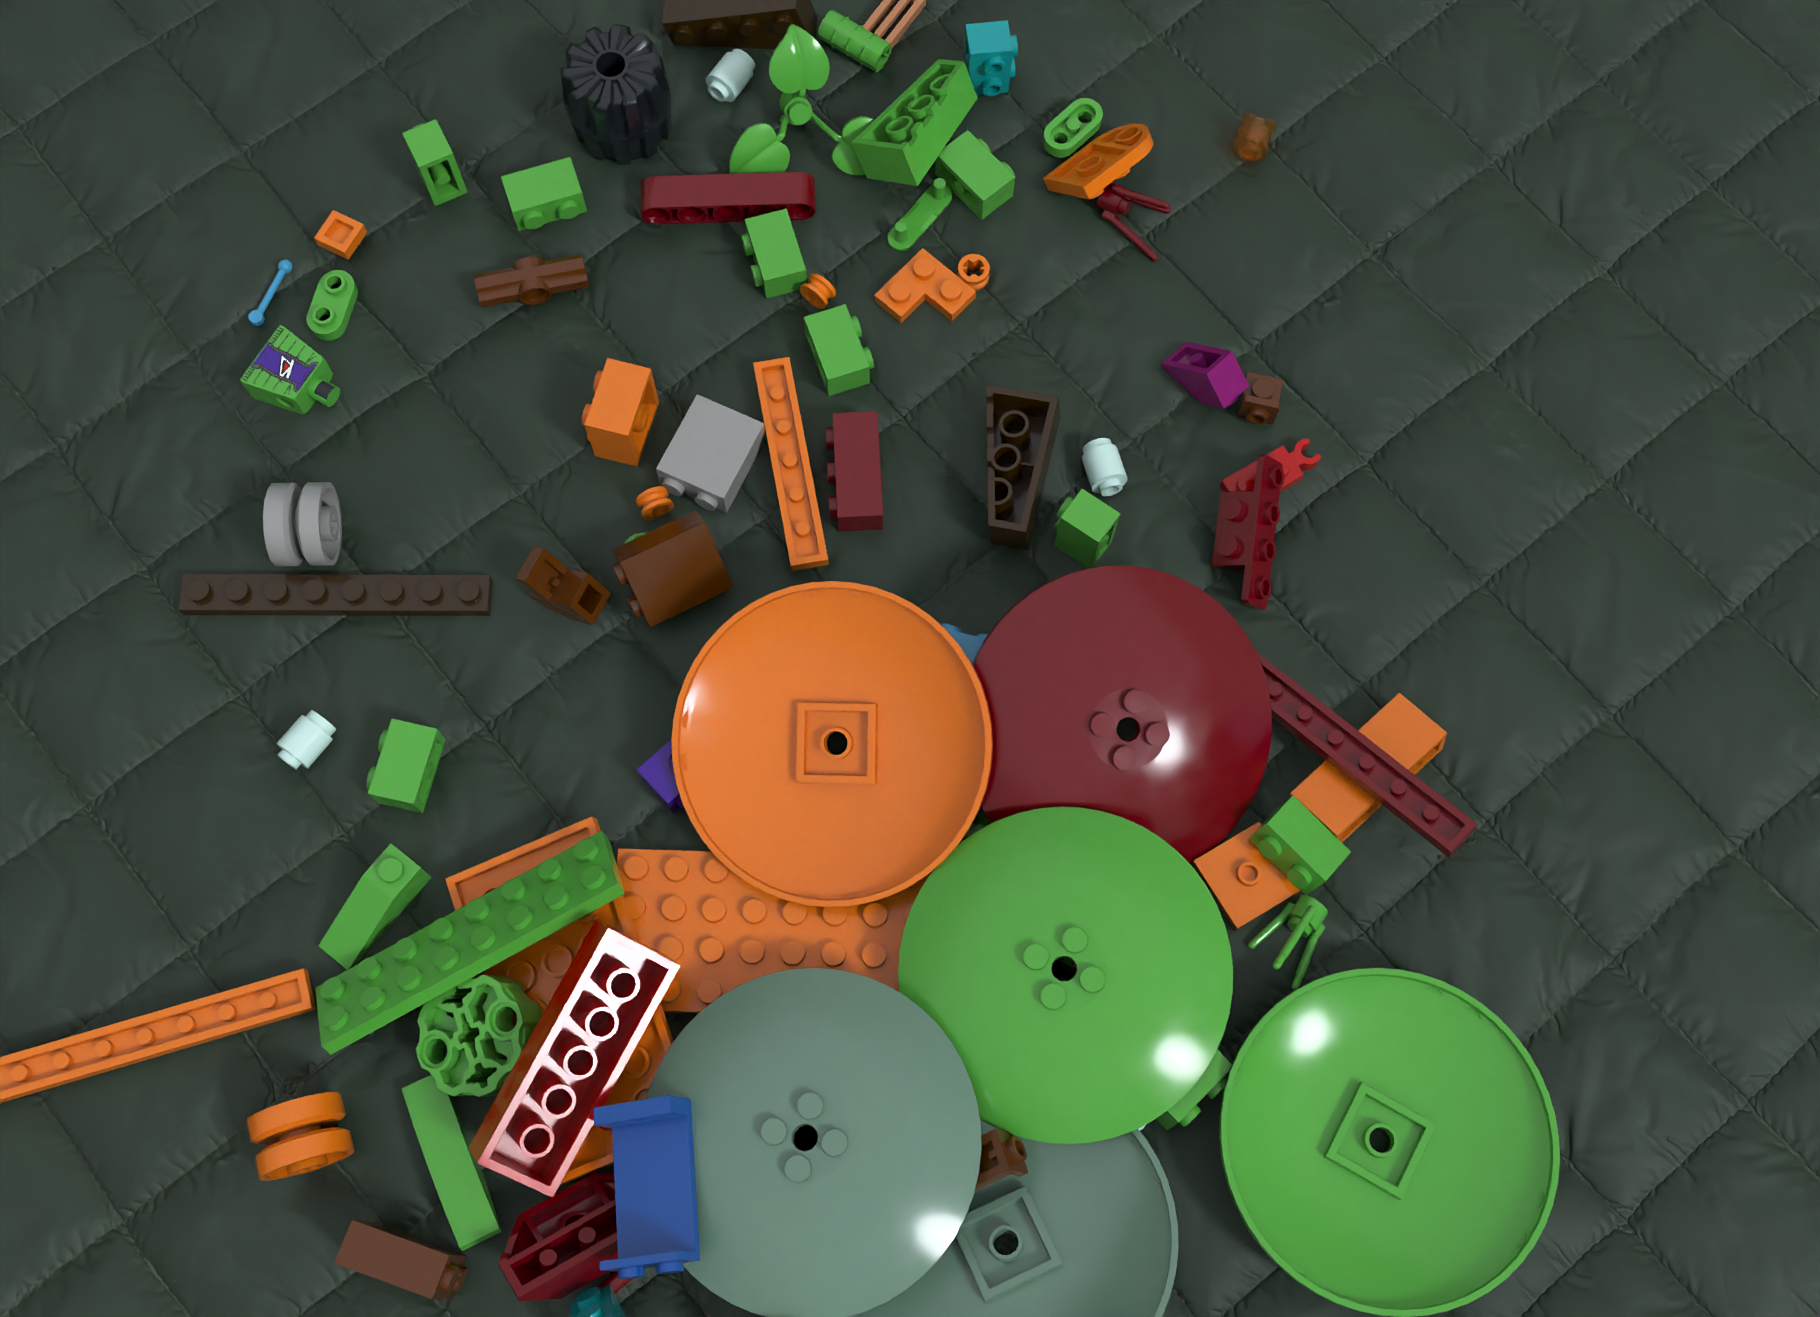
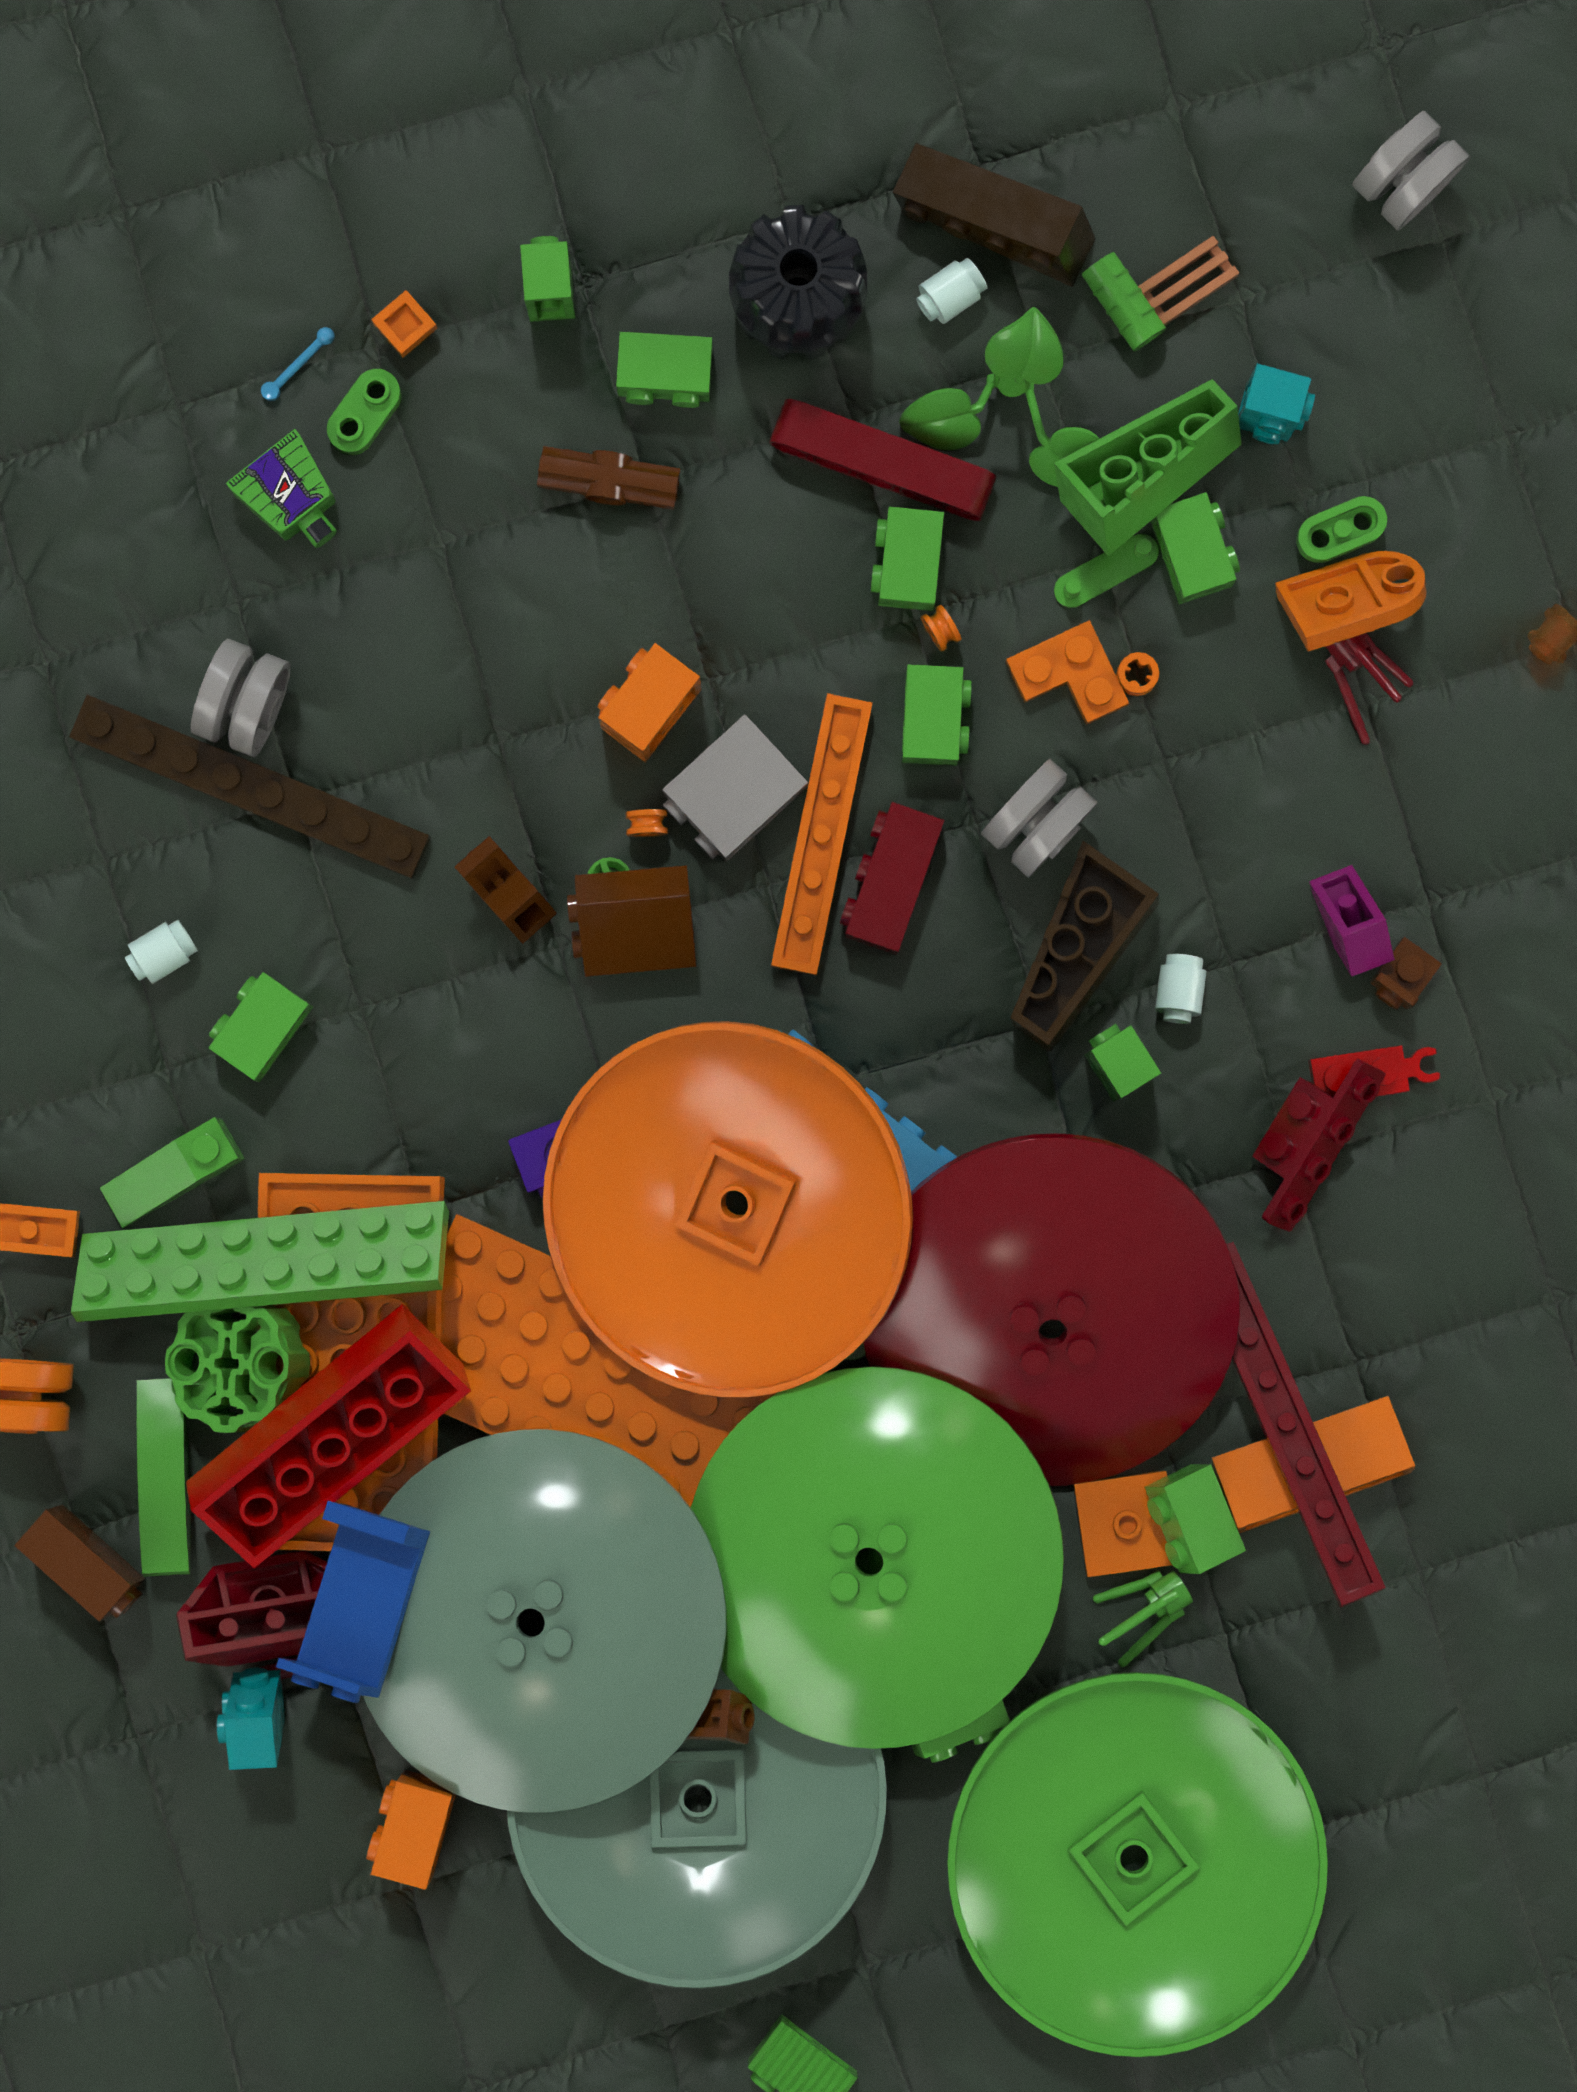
camera: 20 degrees right, 15 degrees up
(946, 382) = (1039, 818): none -> light grey wheel

